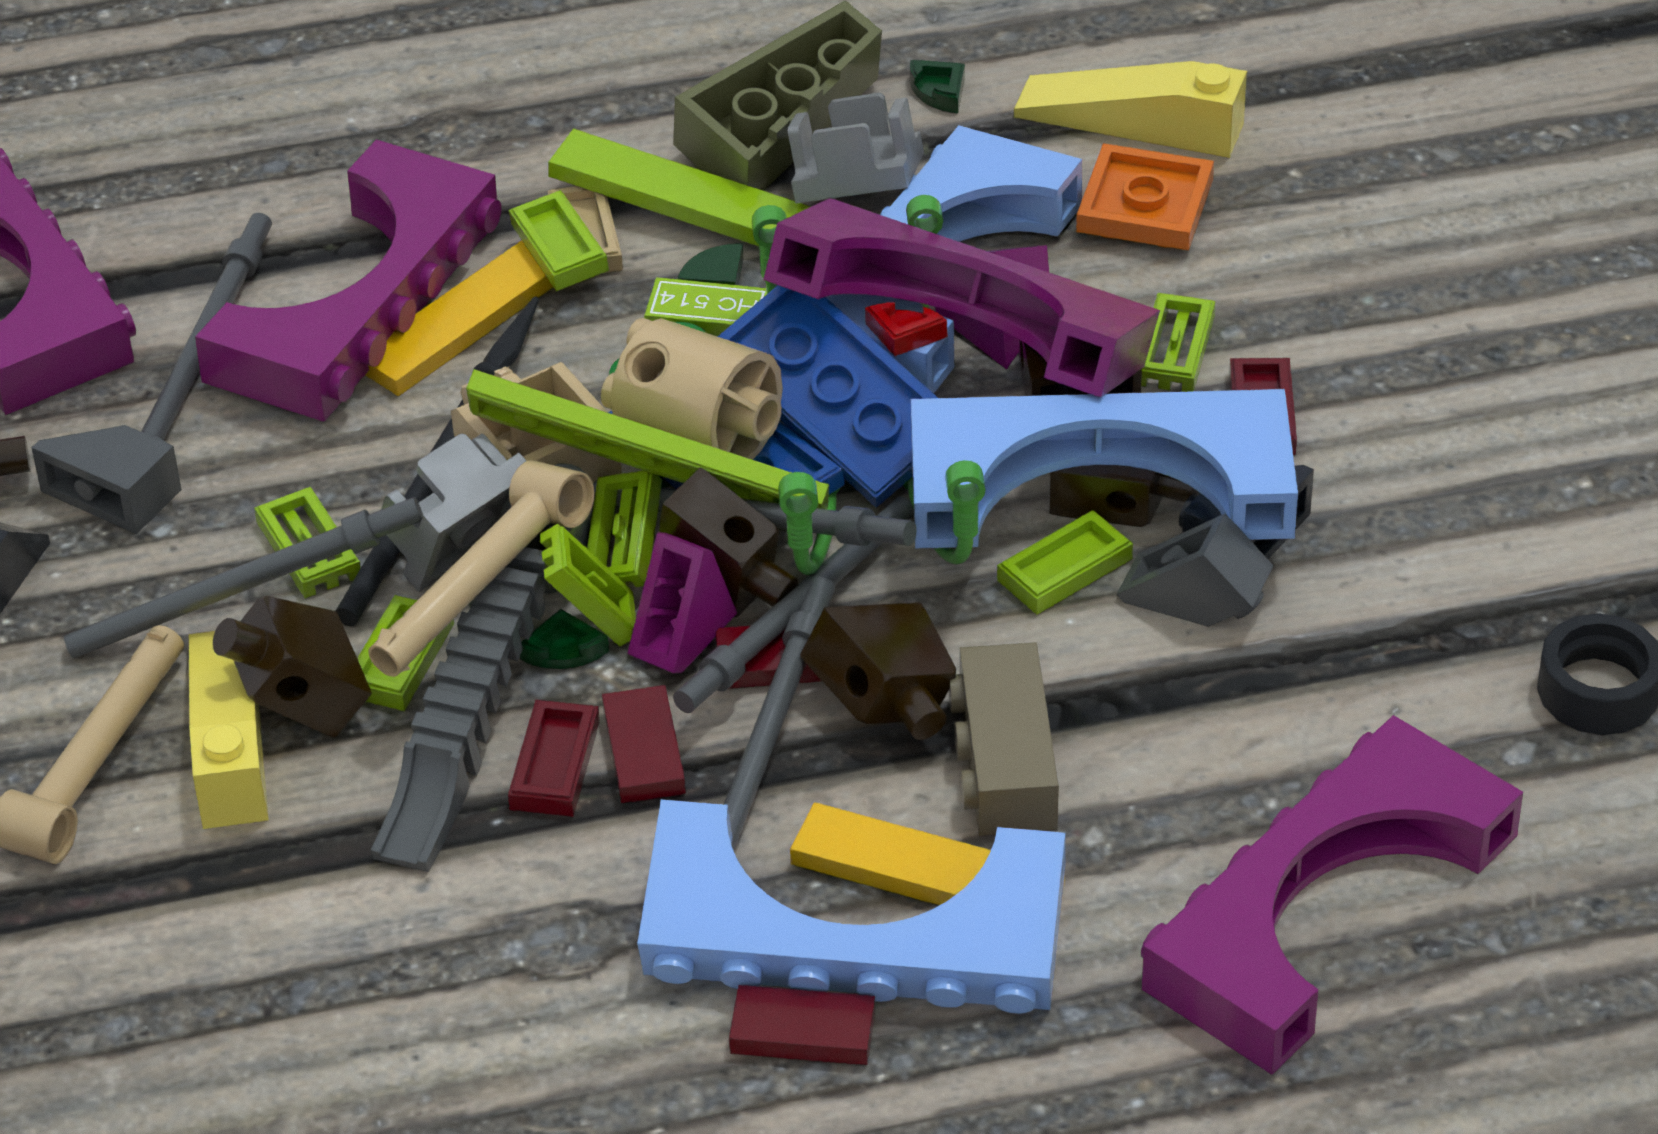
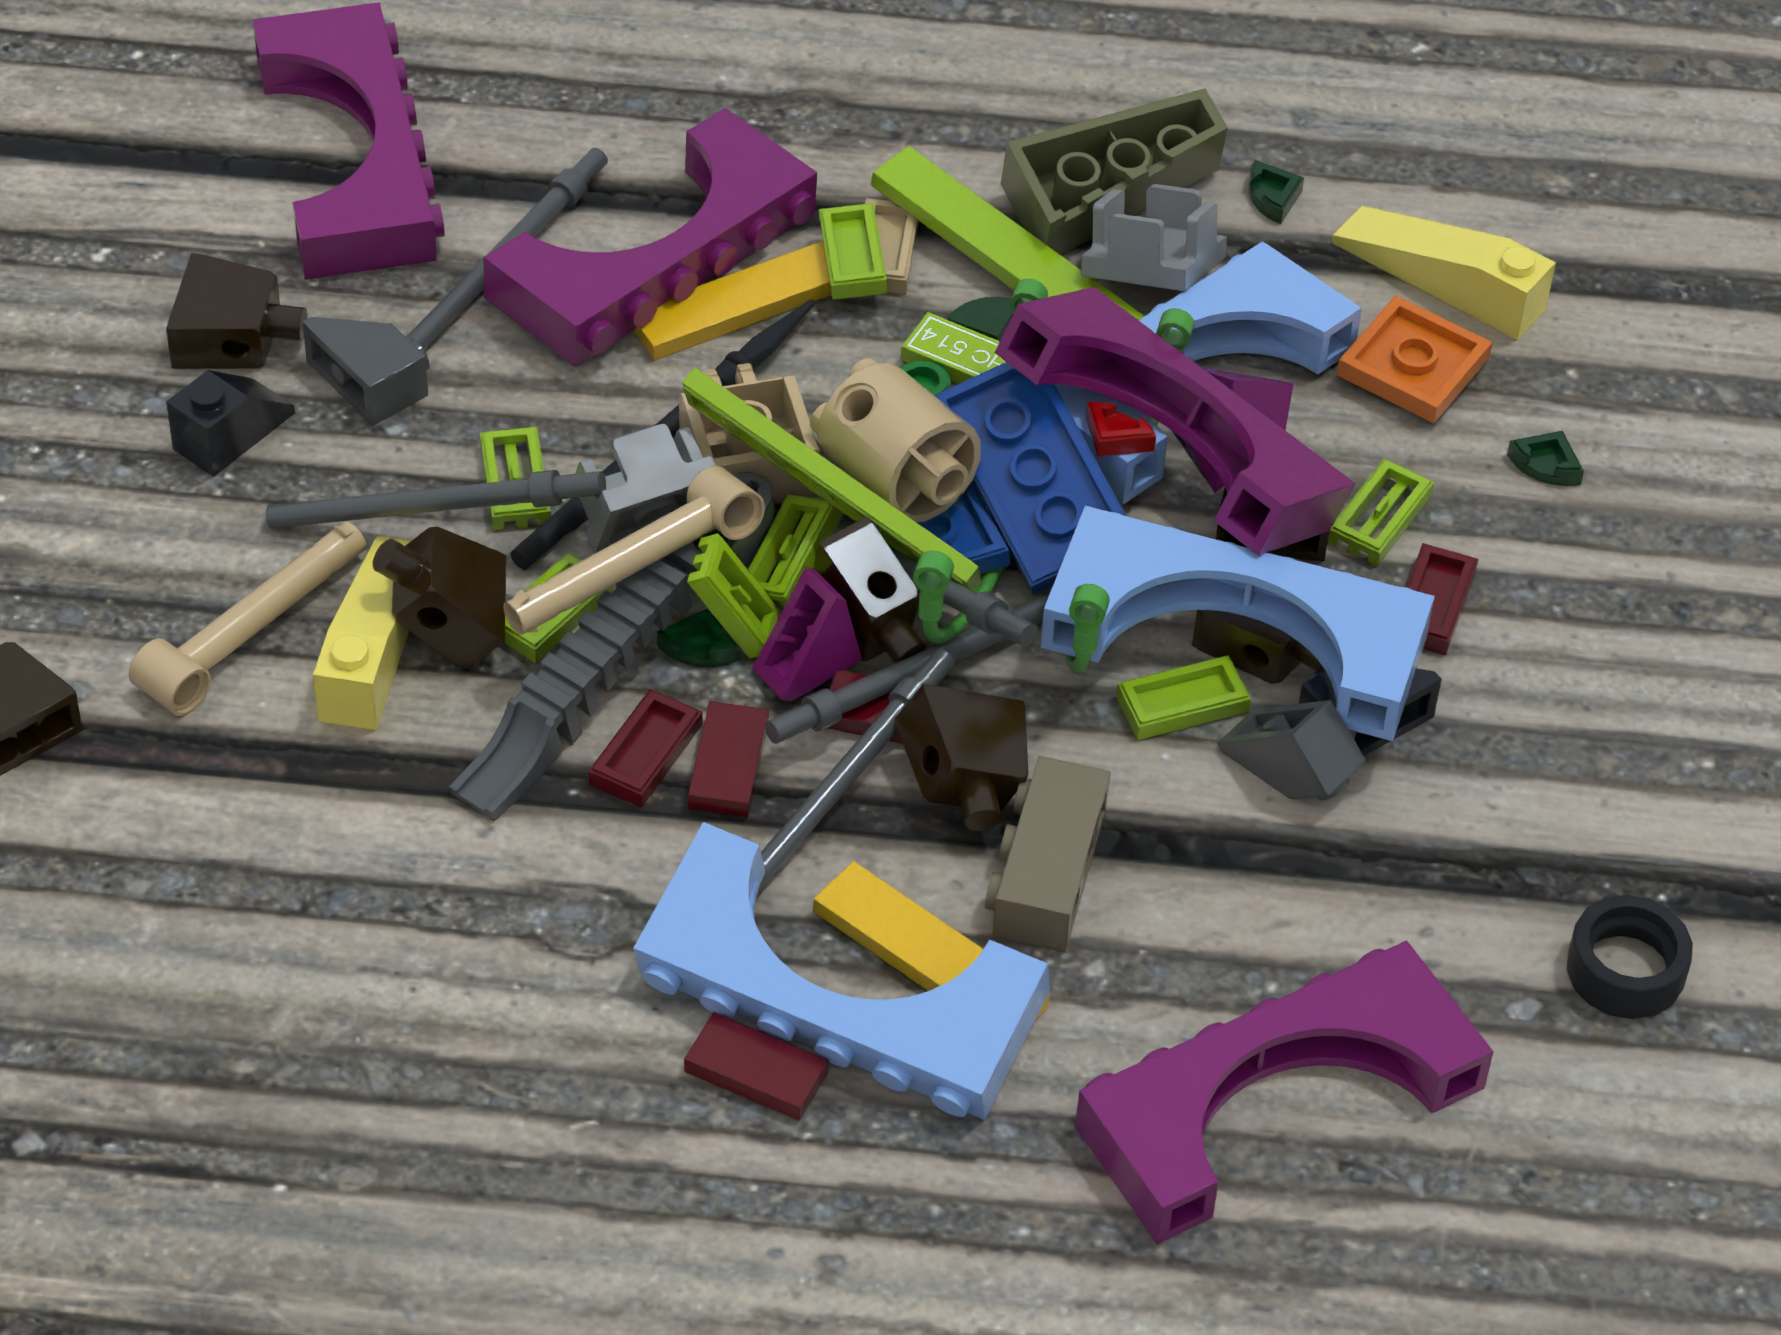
camera: 15 degrees right, 5 degrees up
(1309, 253) = (1547, 459): none -> dark green tile

